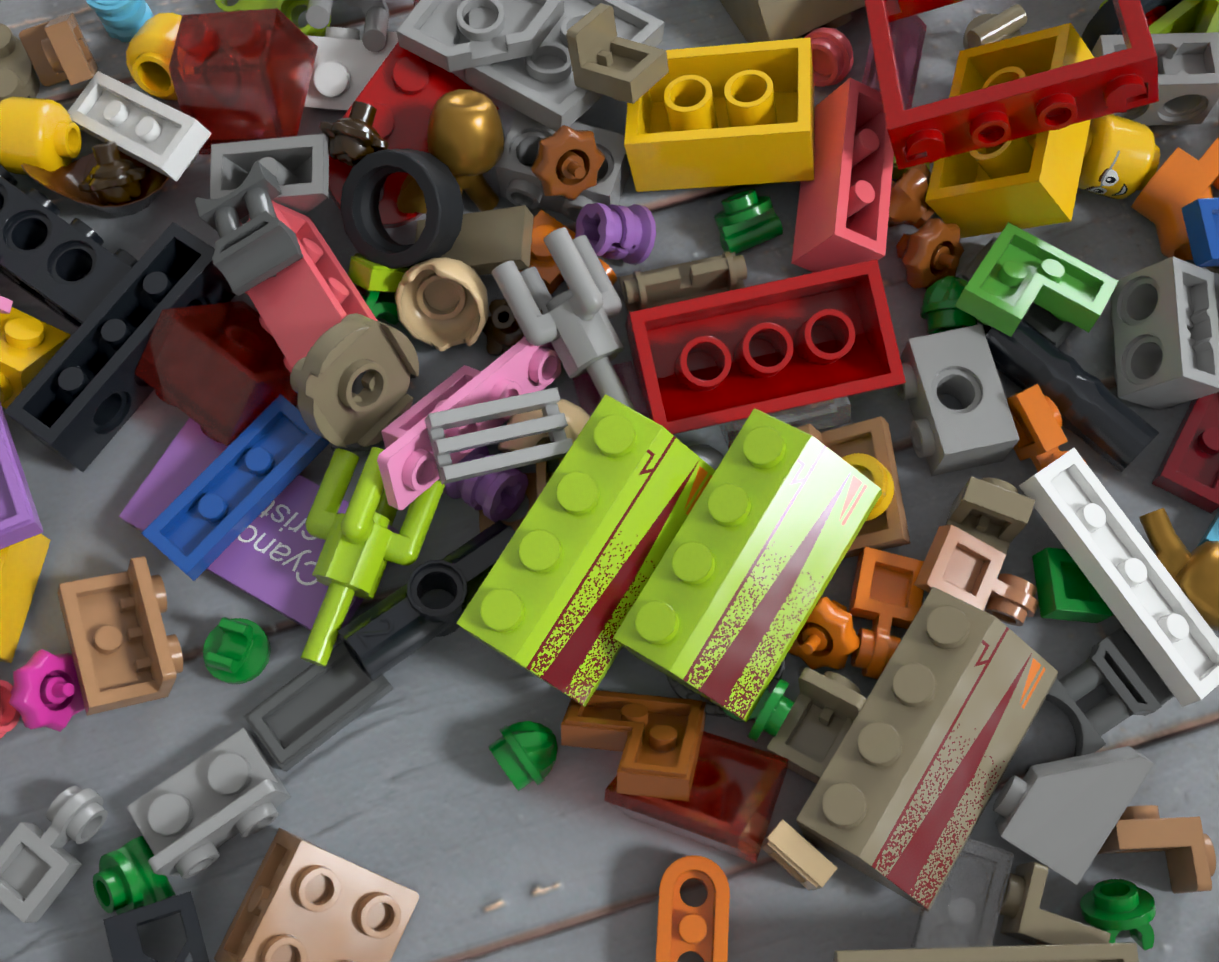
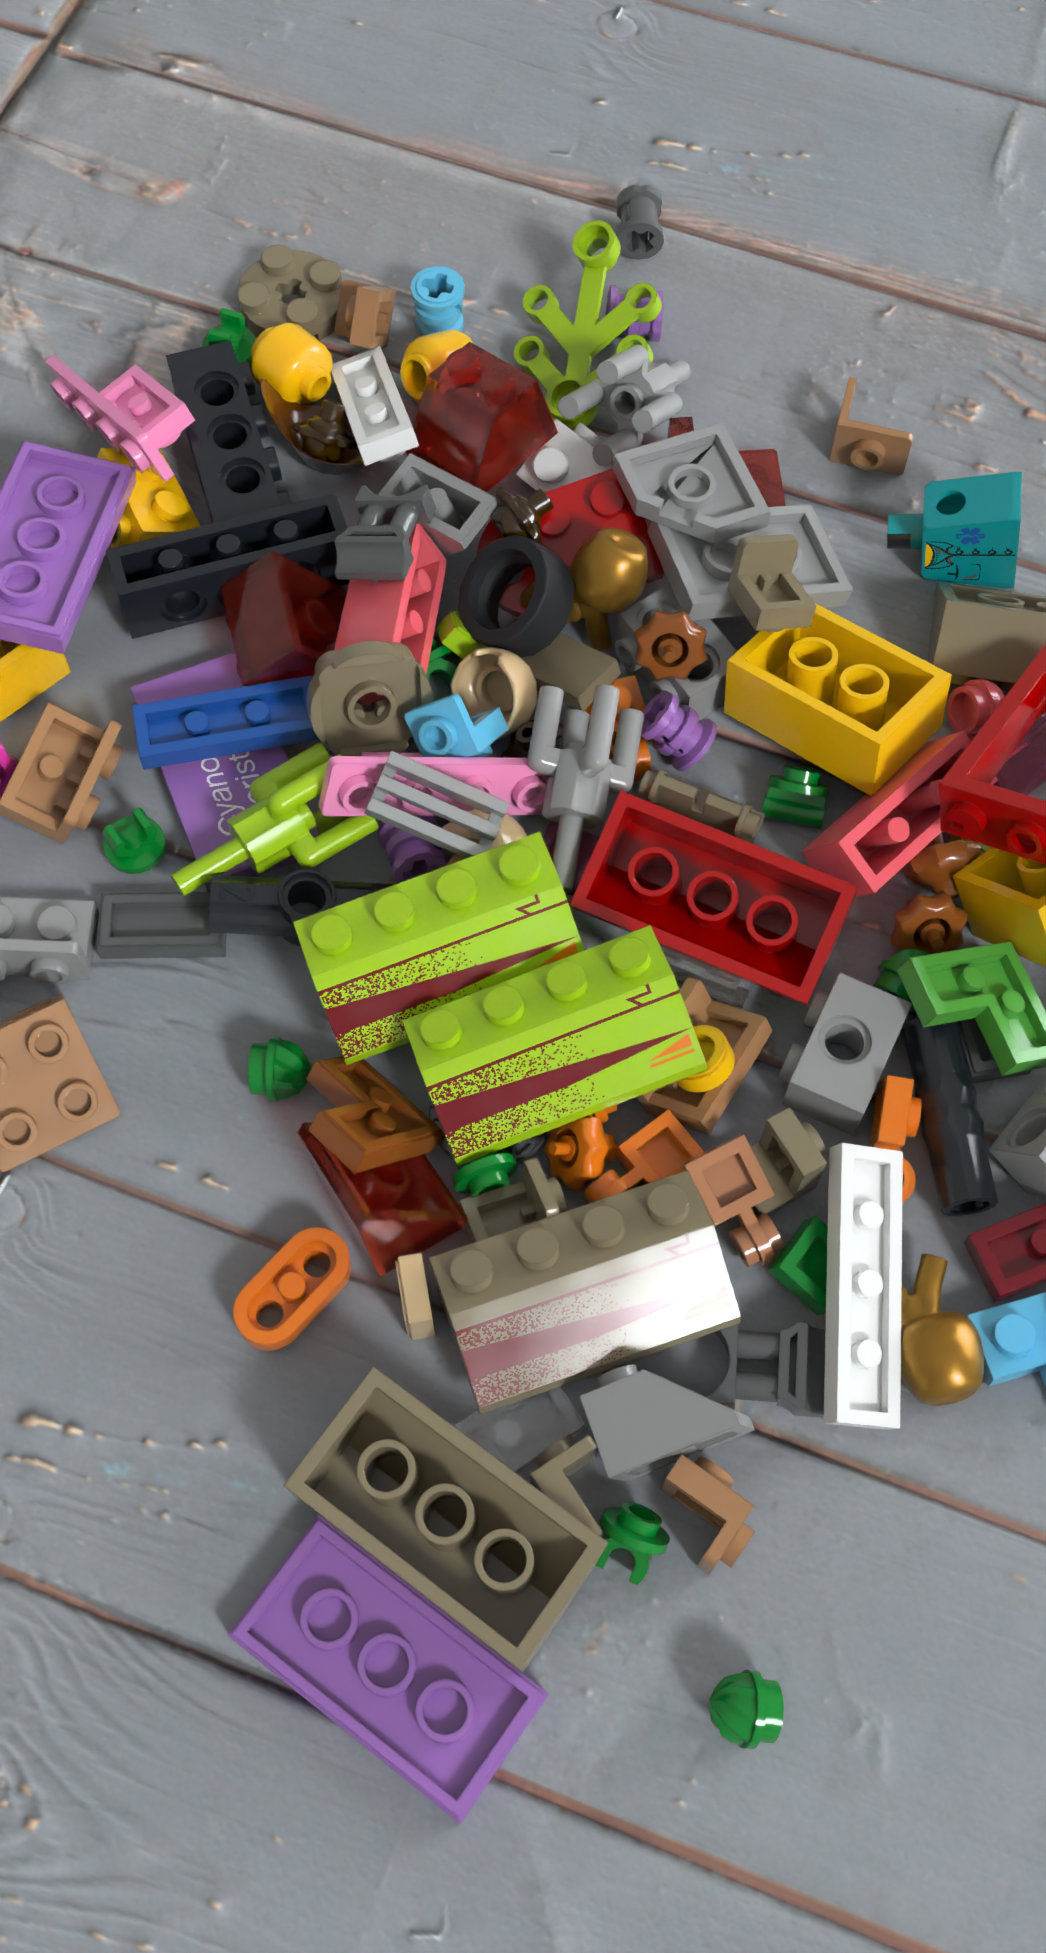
camera: 35 degrees right, 5 degrees down
(447, 358) = (448, 731): none -> medium azure bracket

